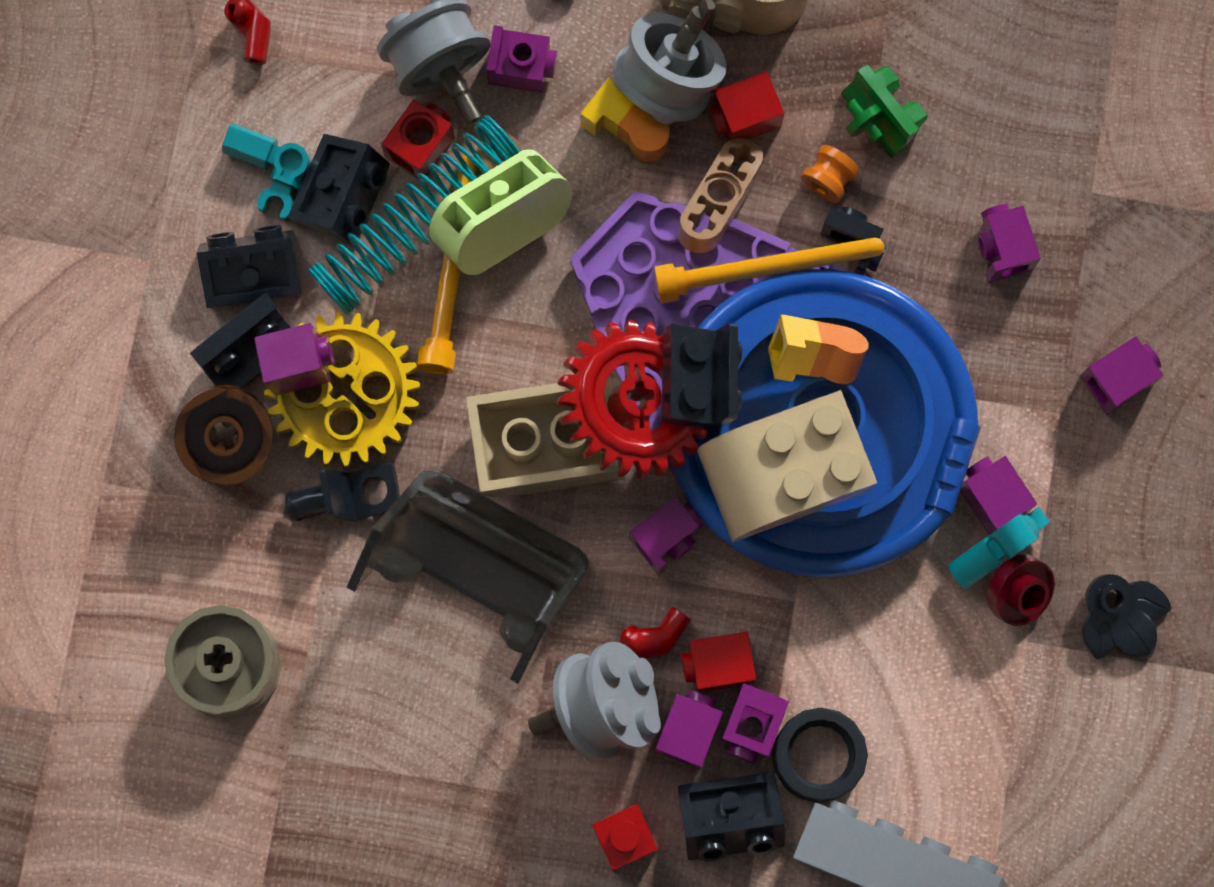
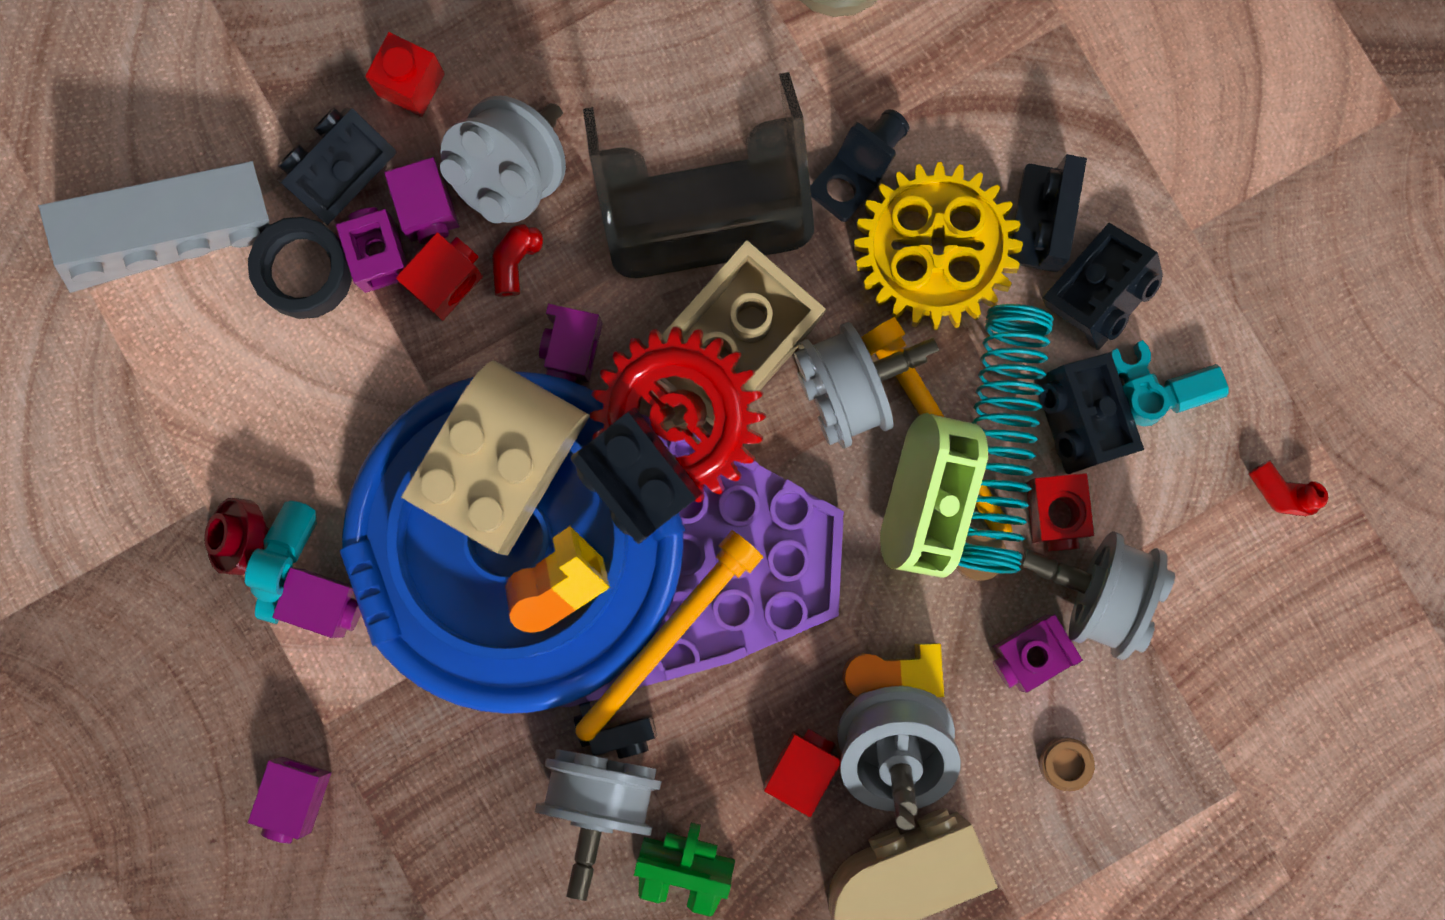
camera: 145 degrees right, 5 degrees up
(213, 460) = (976, 125): reddish brown brick -> none
(294, 359) = (996, 222): magenta brick -> none
(491, 335) = (850, 384): none -> light grey wheel
(720, 213) = (781, 703): medium nougat beam -> none
(830, 173) = (683, 773): orange wheel -> none
(904, 196) = (597, 798): none -> light grey wheel
(1007, 242) = (480, 838): magenta brick -> none
(1128, 621) = (131, 587): black plate -> none

